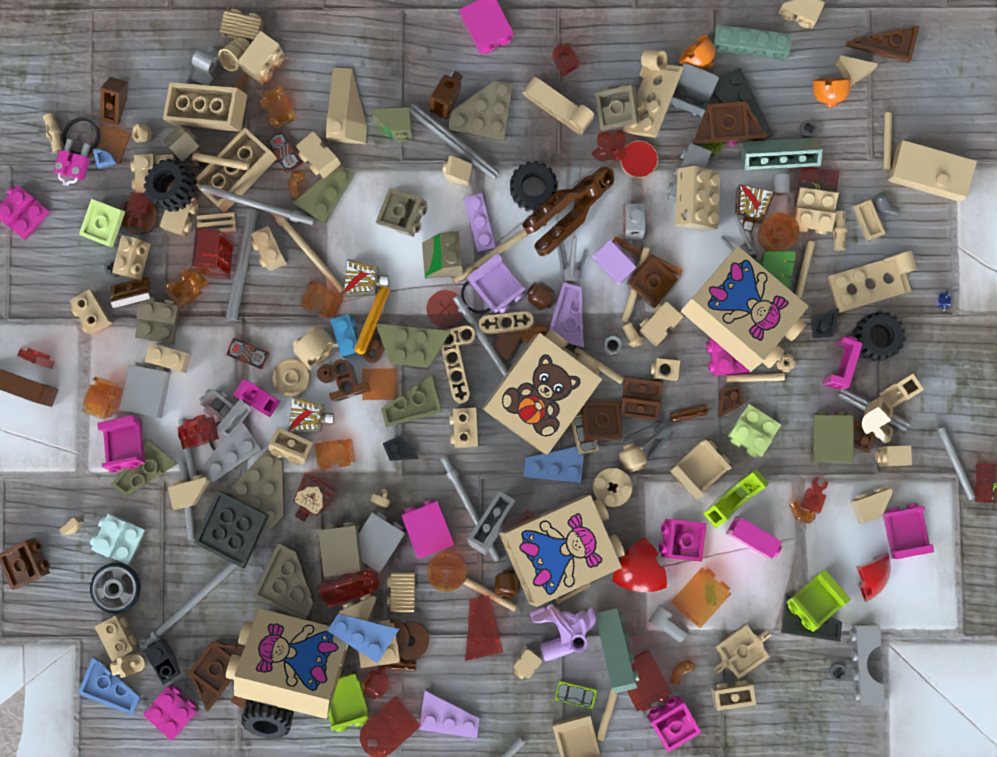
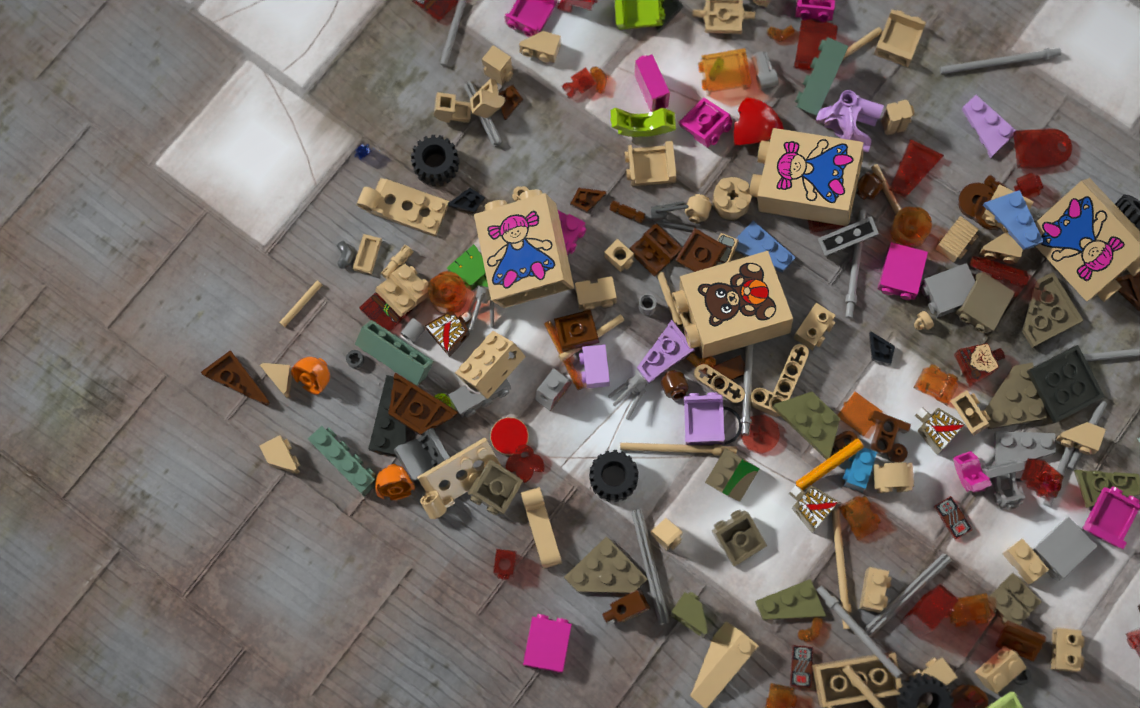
camera: 140 degrees left, 10 degrees down
(100, 398) = (1106, 567): clear orange brick -> none
(218, 223) = (918, 656): tan tile -> none
(291, 377) = (930, 471): tan tile -> none
(319, 156) = (776, 632): tan brick -> none
(348, 704) = (1058, 183): lime panel -> none
(412, 405) = (843, 376): olive wing -> none
(479, 222) = (679, 482): lavender plate -> none
(575, 694) = (874, 73): tile -> none
(583, 195) = (592, 433): reddish brown piece -> none
(632, 335) = (625, 300): tan pin -> none
(753, 431) = (587, 162): yellowish green plate -> none
(755, 377) = (562, 207): tan bar -> none
(804, 269) = (449, 253): tan bar -> none
(832, 437) = (531, 113): olive panel -> none
(847, 365) = (478, 155): dark pink panel -> none
(932, 171) = (288, 253): tan brick -> none

